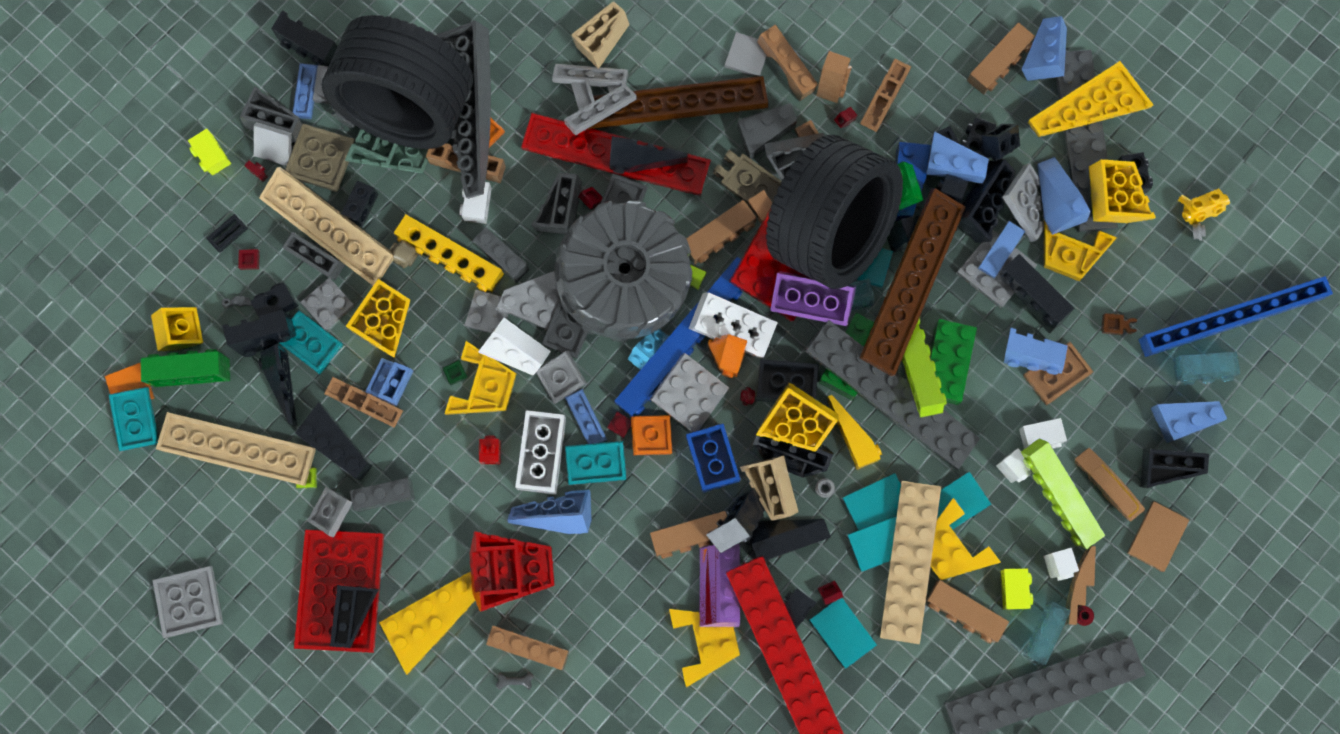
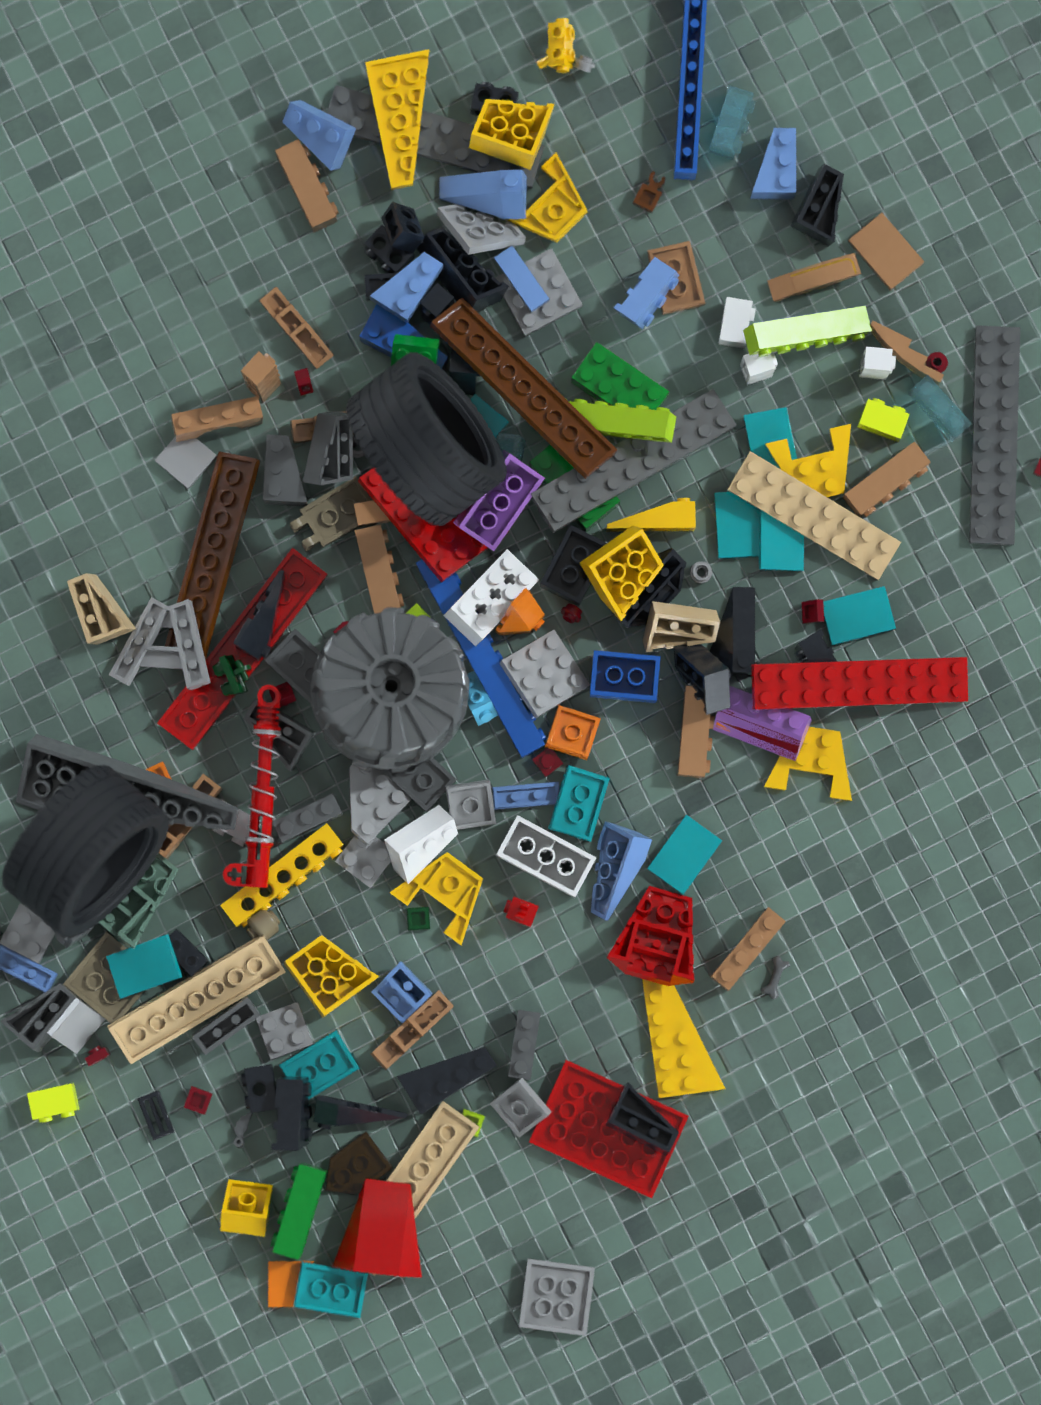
camera: 75 degrees left, 5 degrees up
(189, 441) = (381, 1232): none -> red wedge
(240, 402) = (354, 1164): none -> dark brown tile
(335, 175) = (144, 966): none -> teal tile
(500, 209) = (261, 798): none -> red piece
(587, 565) = (684, 854): none -> teal tile
(591, 153) = (235, 674): none -> dark green hips
(1036, 293) = (584, 264): black wedge -> none

